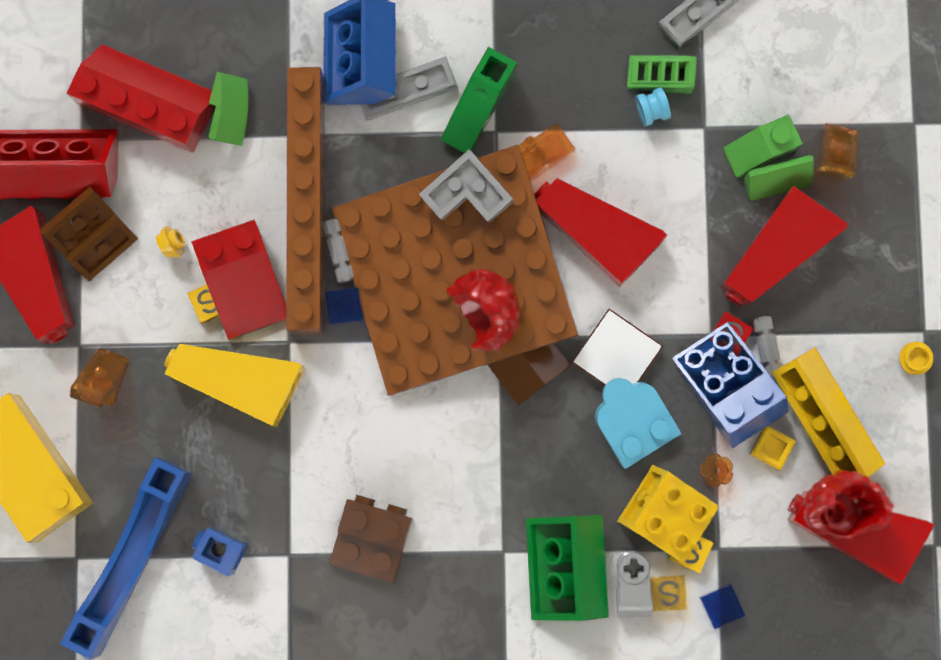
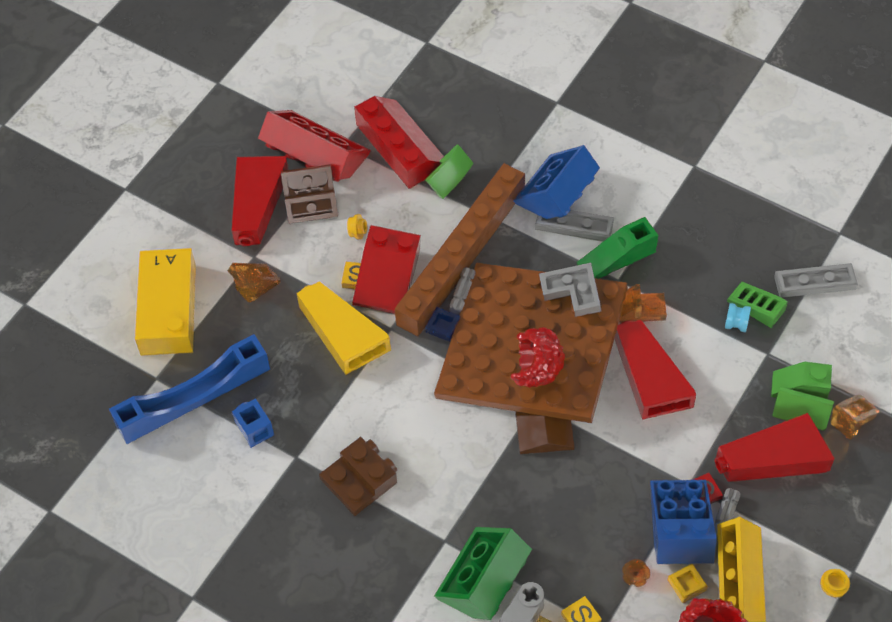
camera: 25 degrees right, 25 degrees down
(616, 351) = (612, 458): white tile -> none
(634, 420) = (596, 503): medium azure plate -> none
(668, 513) = (582, 579): yellow bracket -> none

